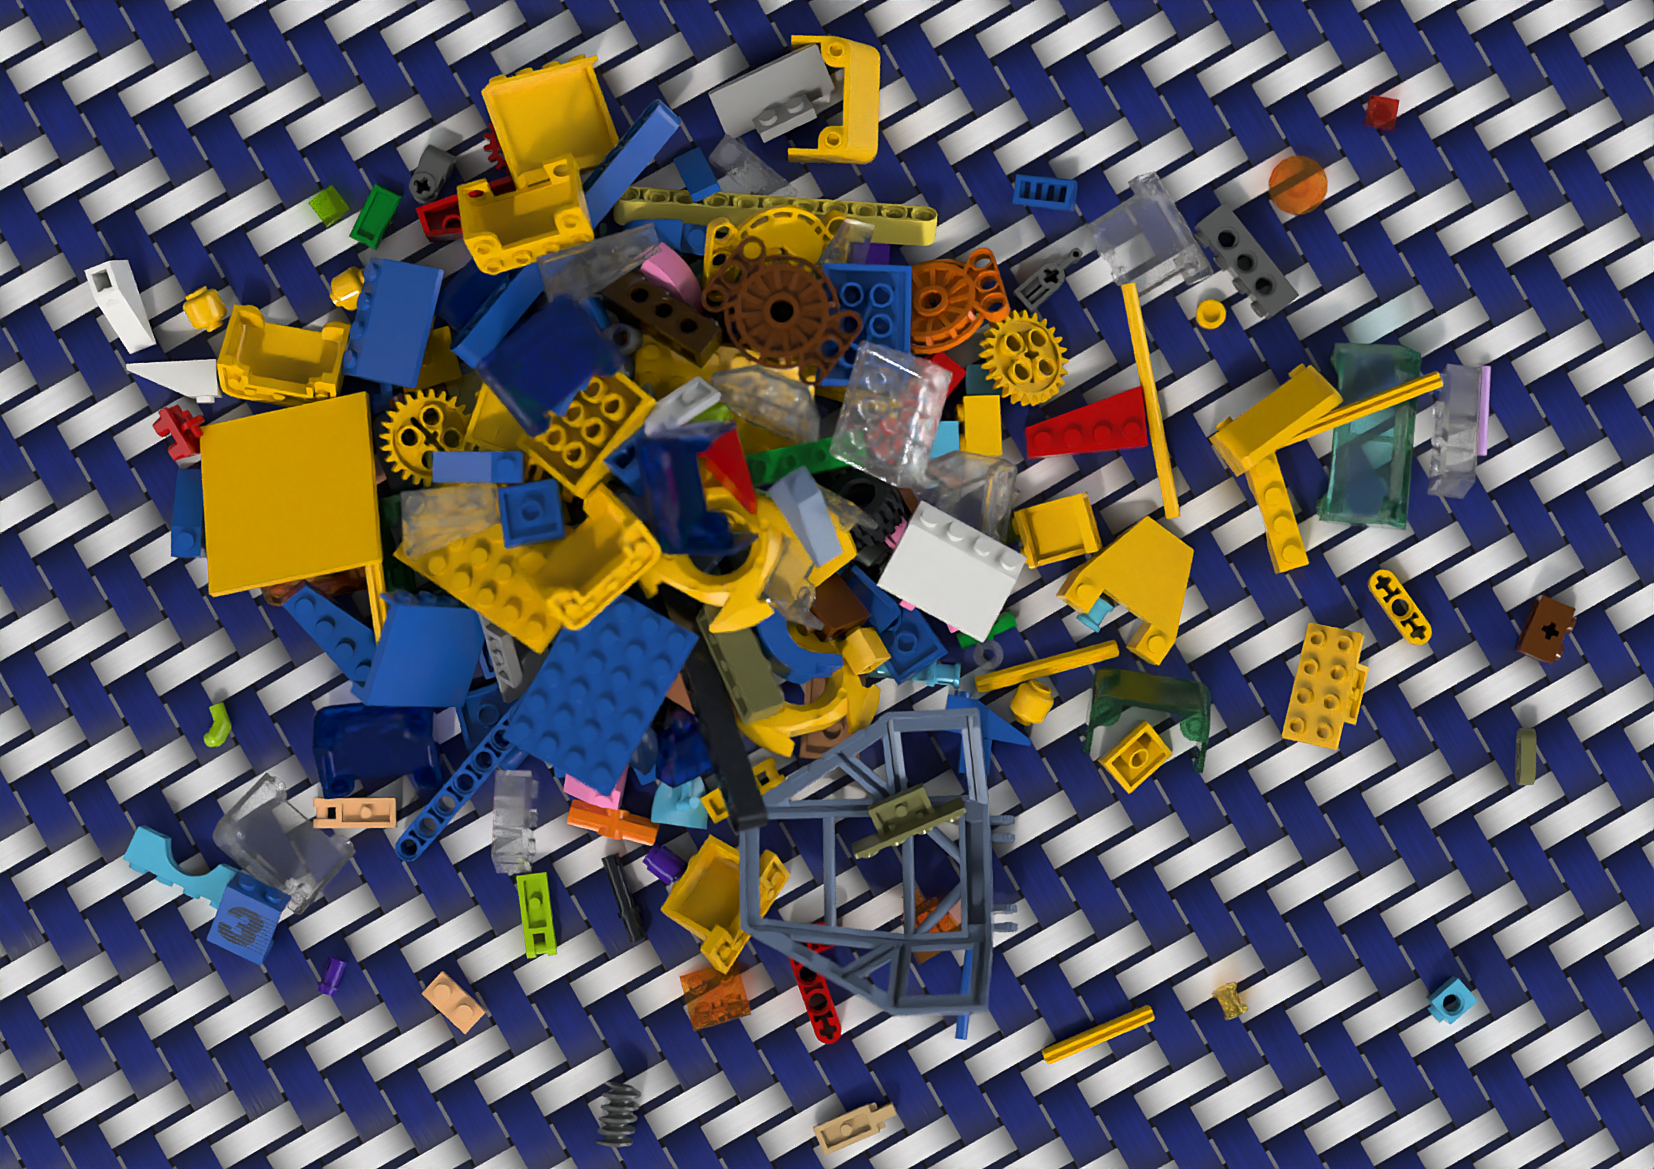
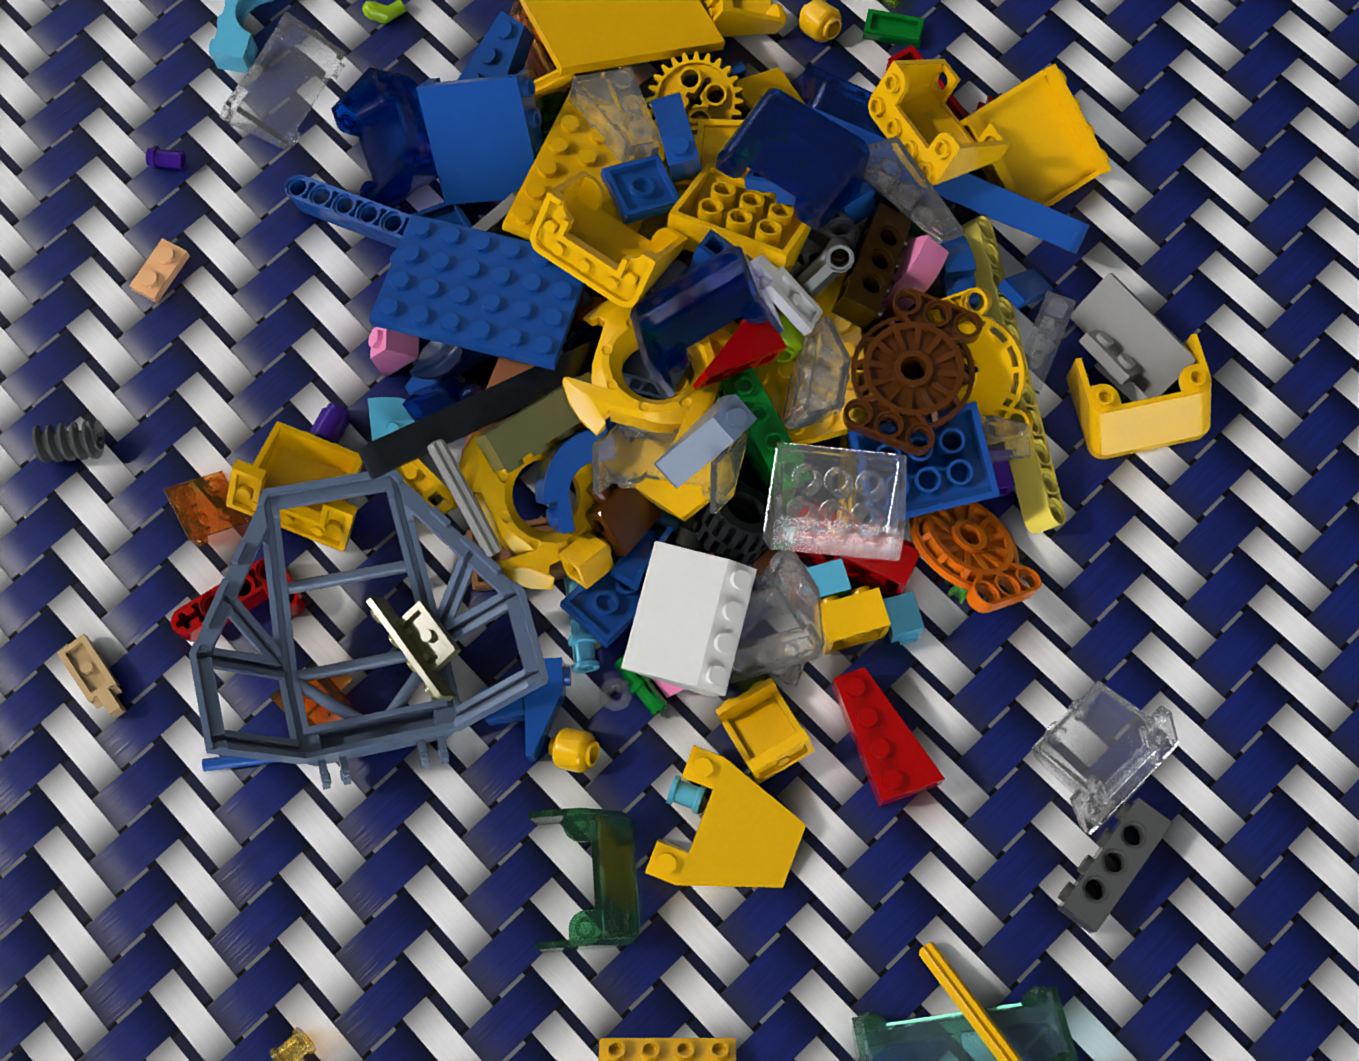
camera: 80 degrees right, 15 degrees down
(248, 917) = (204, 61): blue panel -> none
(356, 812) = (325, 143): light nougat plate -> none
(392, 322) = (797, 42): blue slope -> none
(433, 169) = (959, 56): dark grey piece -> none
(514, 821) = (339, 275): clear wedge -> none
(536, 913) = (257, 321): lime plate -> none
(613, 823) = (360, 371): orange piece -> none
(624, 898) = (289, 397): black pin -> none
(654, 360) = (824, 269): none -> dark grey piece
(796, 746) = (464, 497): none -> light grey axle
(1024, 358) = (937, 648): yellow gear -> none
(1046, 289) = (1013, 649): dark grey piece -> none
(1046, 666) = (617, 759): yellow axle -> none
(1070, 199) = (1119, 655): blue slope -> none
(1098, 1034) = (231, 912): yellow axle -> none
(1135, 756) = (541, 877): yellow slope -> none
(1150, 400) = (931, 796): yellow piece -> none
(1210, 314) = (1044, 842): yellow tile -> none
(1275, 419) = (954, 935): yellow windscreen -> none
(1277, 515) = (848, 965): yellow arch -> none
(1297, 185) = (1215, 904): clear orange tile -> none
(1381, 112) = (1329, 978): clear red plate -> none

